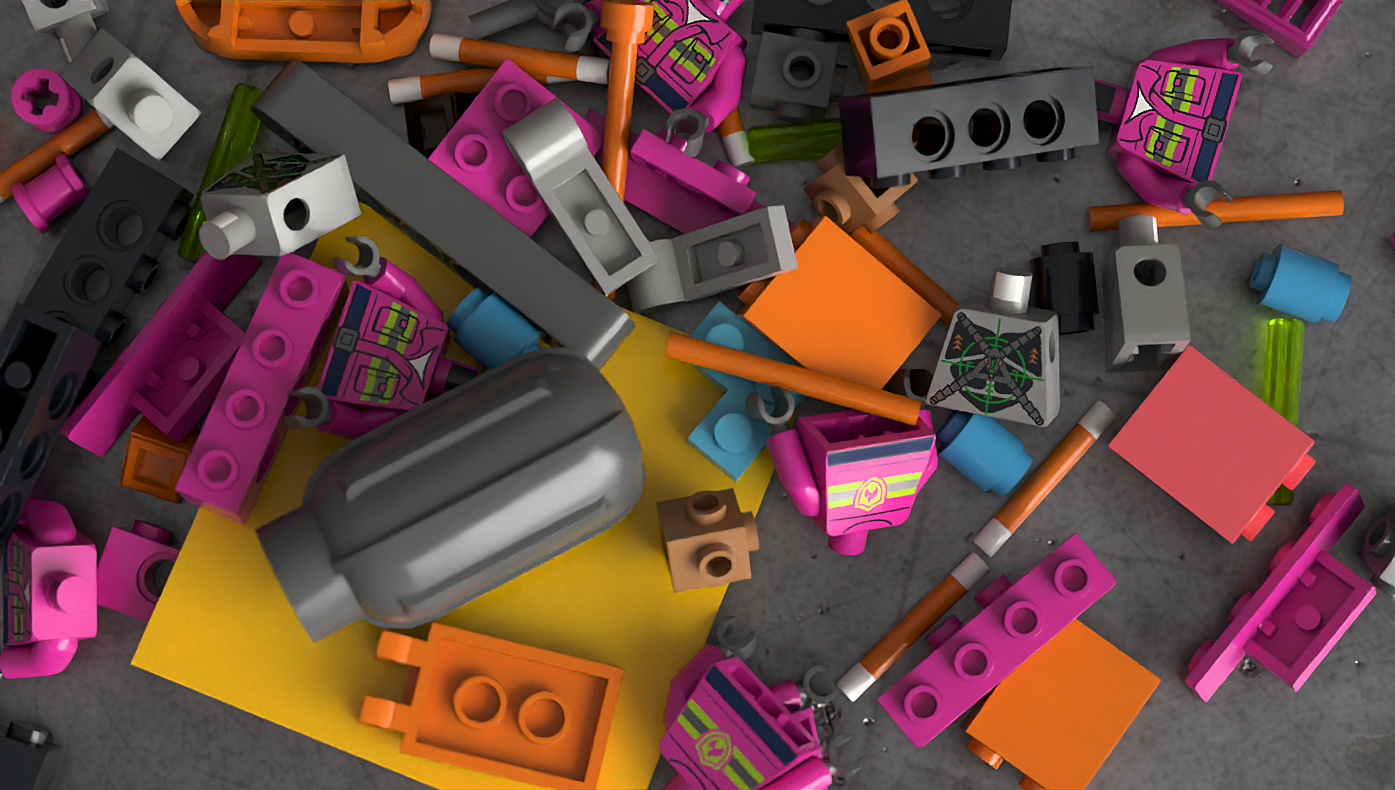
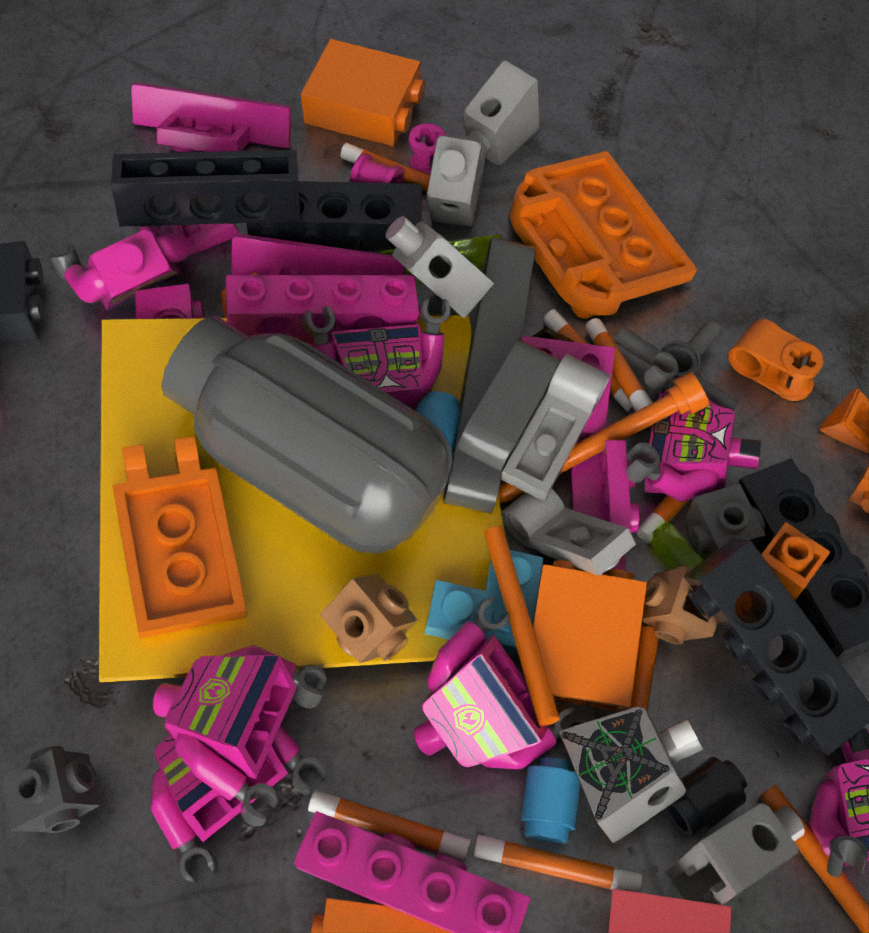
camera: 60 degrees right, 25 degrees down
(530, 238) = (508, 405): none -> dark grey beam

